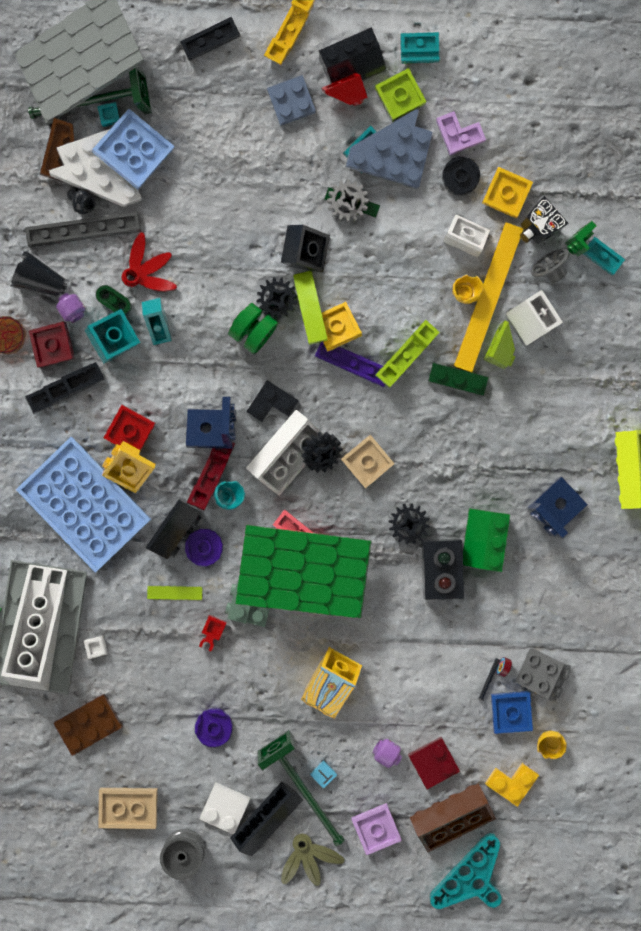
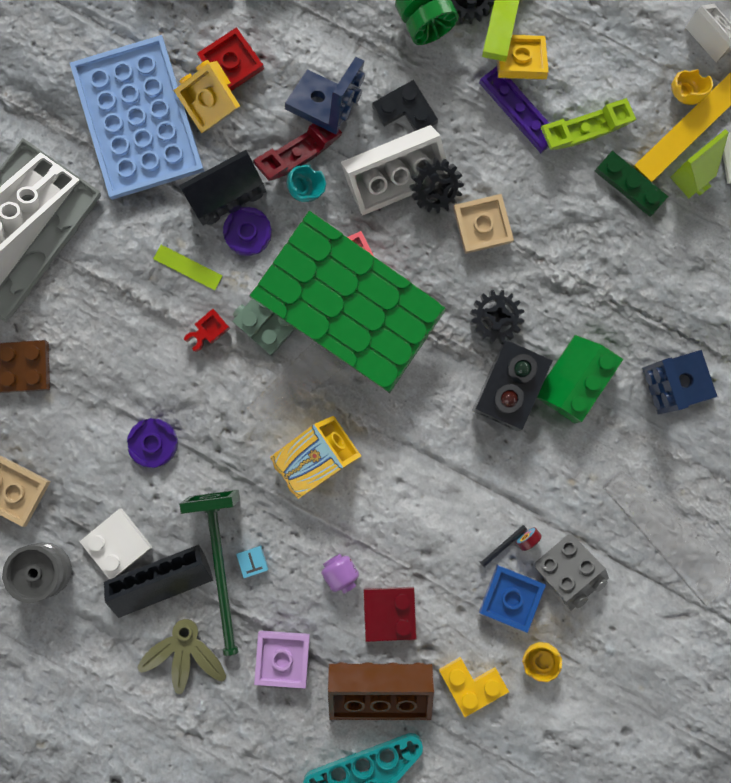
camera: 25 degrees right, 5 degrees down
(95, 647) = (66, 283): white tile -> none

